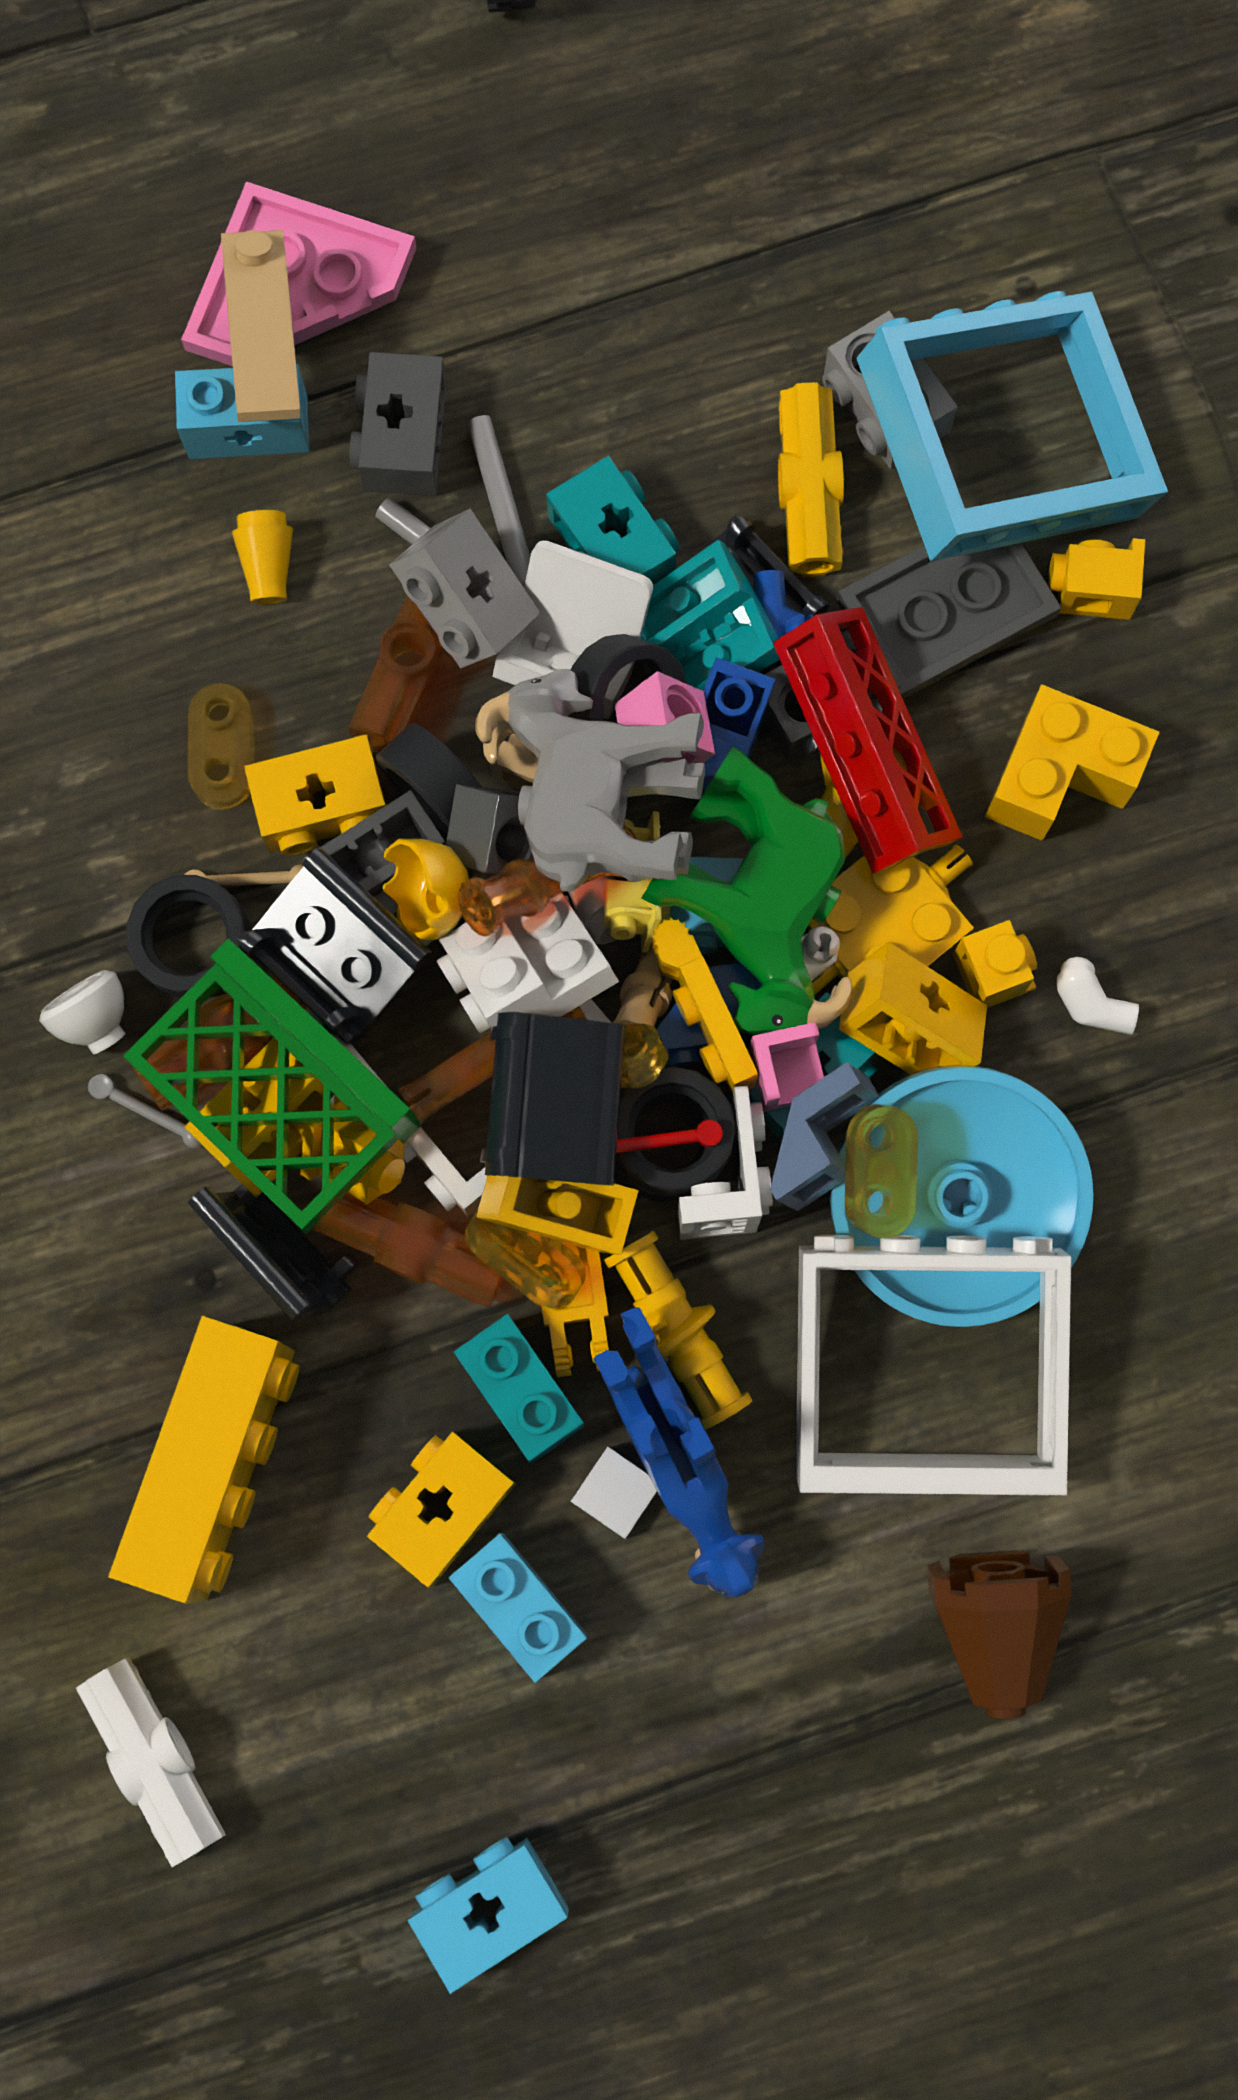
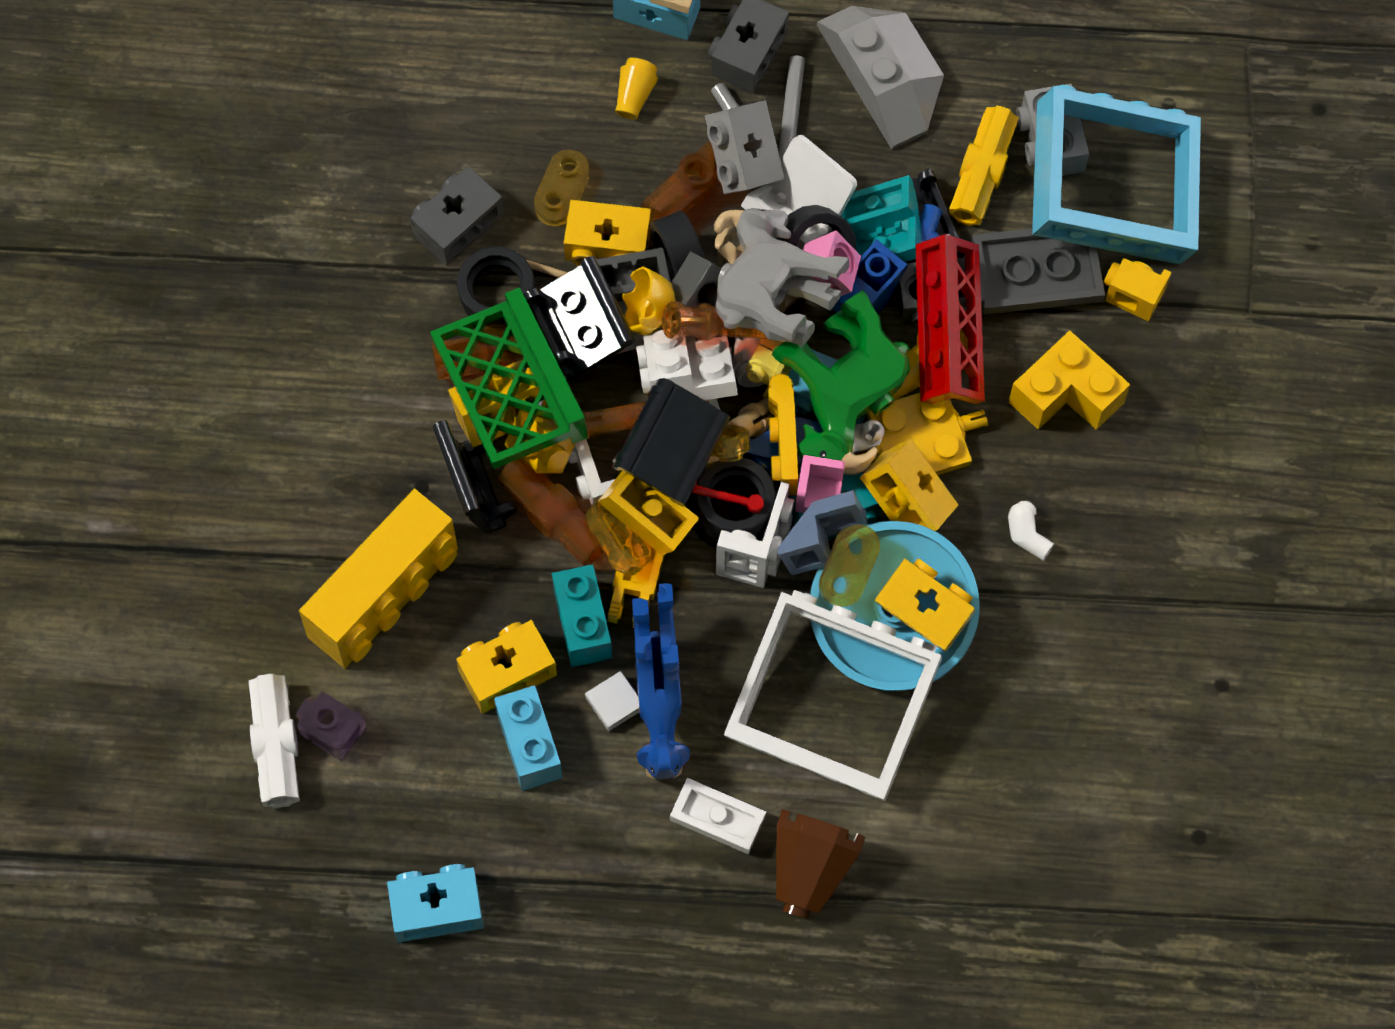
camera: 20 degrees right, 10 degrees down
(88, 1012) = (418, 307): white brick -> none
(91, 881) = (443, 226): none -> dark grey brick
(104, 1088) = (408, 356): light grey hinge -> none
(246, 1695) = (335, 737): none -> clear purple brick
(606, 498) = (850, 130): teal brick -> none
(612, 386) = (887, 69): none -> light grey wedge
(679, 1330) = (691, 619): yellow piece -> none
(836, 1607) = (717, 816): none -> white plate
(996, 964) = (975, 485): yellow brick -> none
(1044, 1211) = (901, 601): none -> yellow brick

